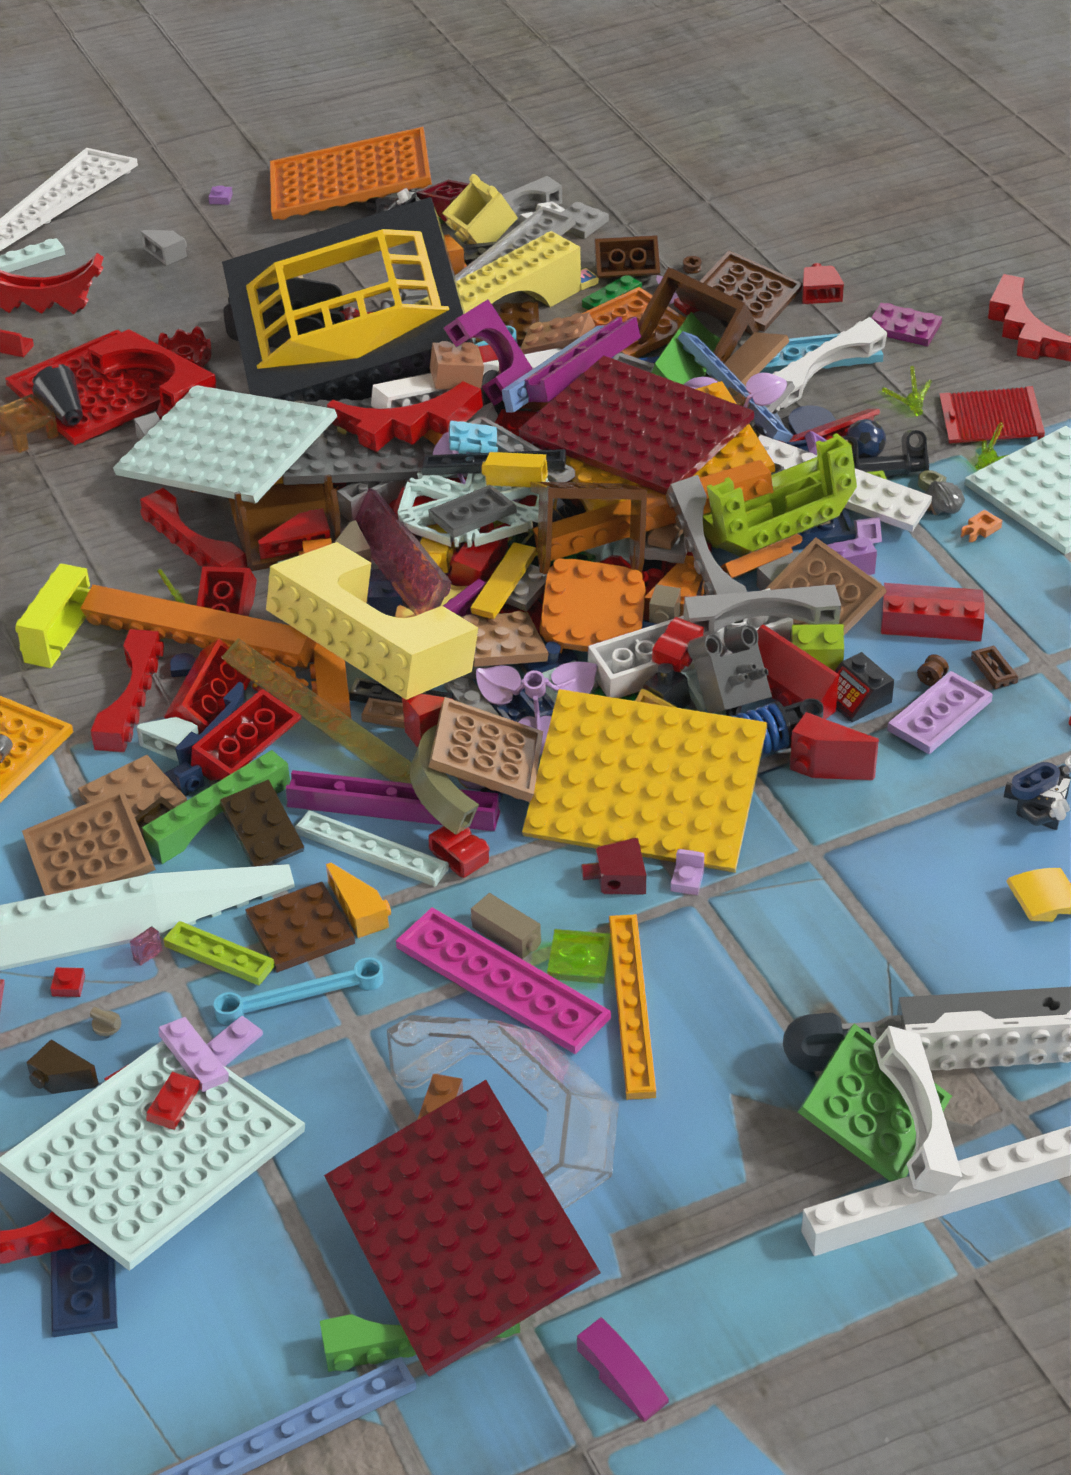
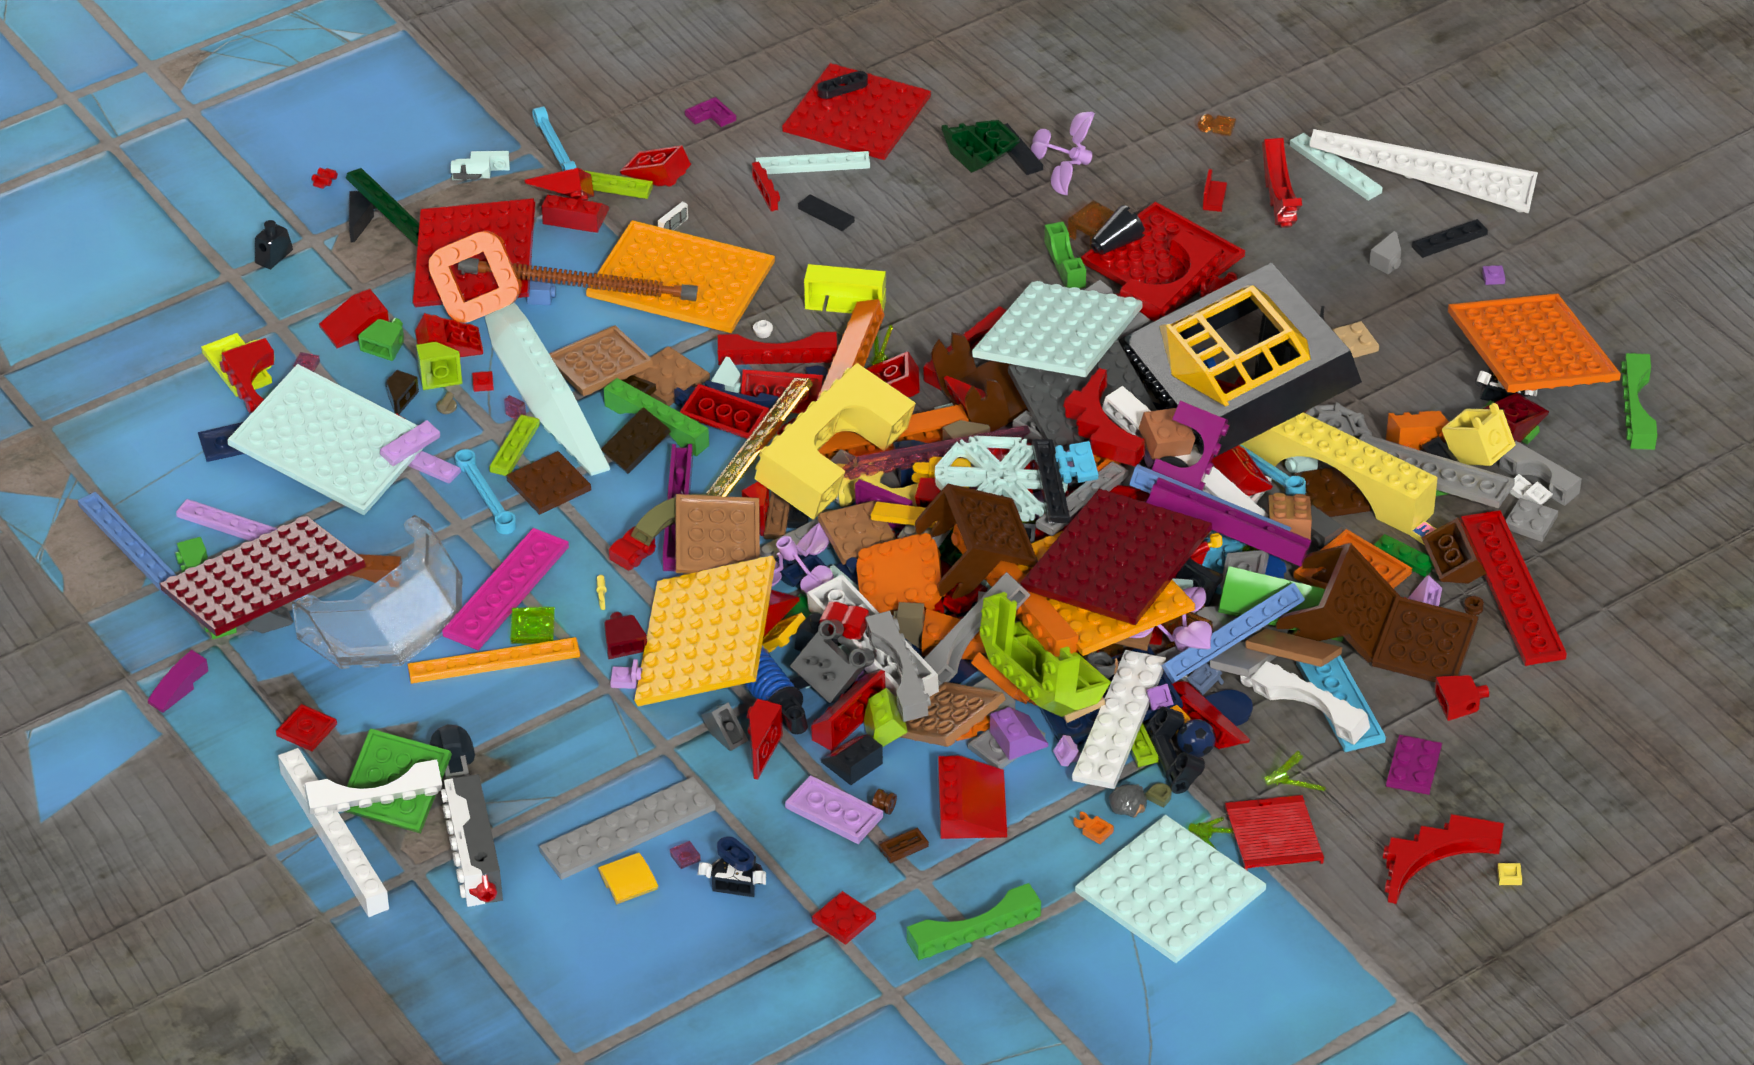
camera: 80 degrees right, 0 degrees up
(33, 1015) = (438, 365): none -> lime slope
(43, 450) = (1058, 244): none -> bright green arch
(78, 703) = (762, 329): none -> white plate
(151, 210) = (1449, 238): none -> black tile
(173, 1100) = (364, 438): red plate -> none
(278, 1293) = (222, 520): none -> lavender tile
(359, 902) = (570, 504): light orange slope -> none
(372, 848) = (633, 503): light aqua tile -> none
(472, 511) = (972, 471): dark grey tile -> none
(475, 143) = (1642, 427): none -> bright green arch
(506, 925) = (556, 582): dark tan brick -> none
(514, 469) = (1029, 489): yellow brick -> none
(536, 887) = (601, 590): none -> light yellow piece
(688, 237) = (1514, 589): none -> red plate
(731, 1218) = (306, 727): none -> red tile
(793, 789) = (725, 726): none -> dark grey slope
(954, 896) = (627, 828): none -> light grey plate
(1007, 841) = (685, 854): none -> clear pink plate
(1051, 291) = (1509, 874): none -> light yellow tile

